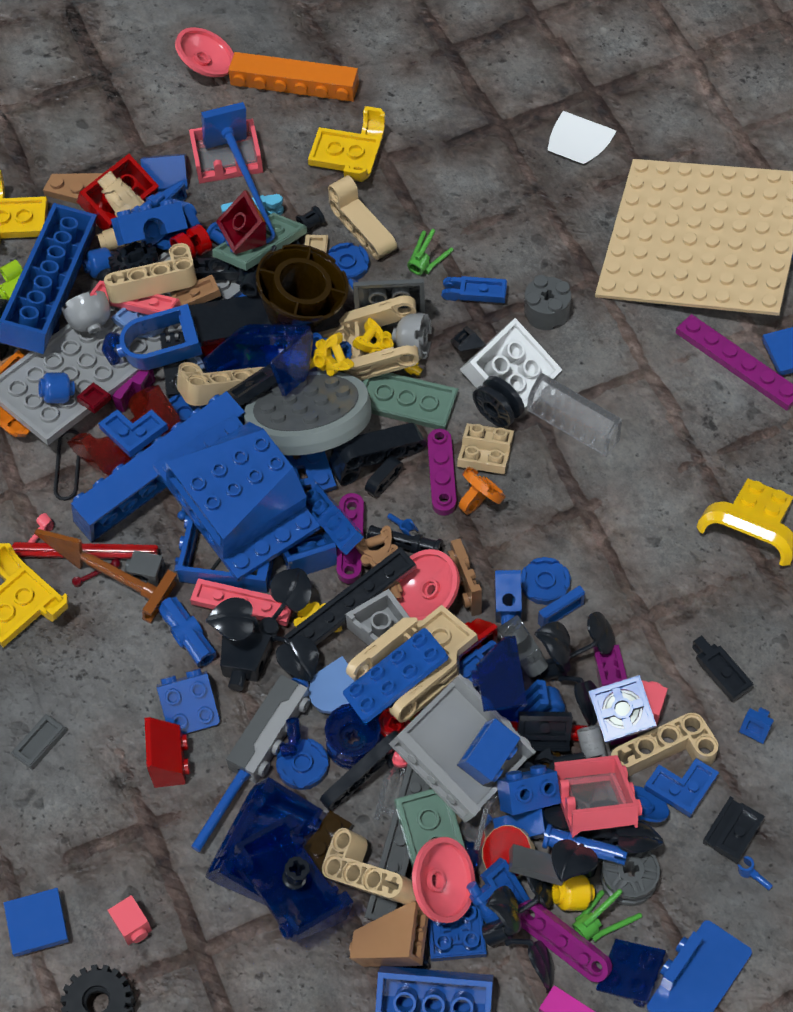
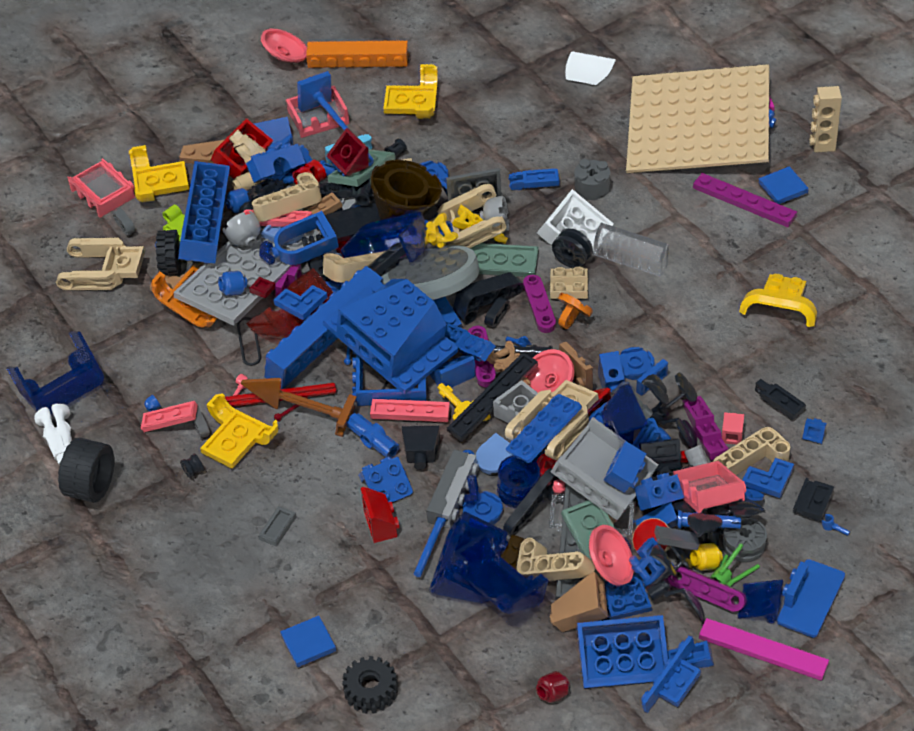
camera: 10 degrees left, 10 degrees down
(130, 920) = (379, 628): coral brick -> none
(146, 567) = (330, 396): dark grey brick -> none
(292, 589) = (446, 388): black plant -> none
(301, 868) = (499, 572): black bush -> none
(358, 218) = (432, 143): tan beam -> none
(419, 261) = (488, 164): bright green plant -> none
(466, 340) = (538, 210): black slope -> none
(622, 710) = (715, 430): piece -> none

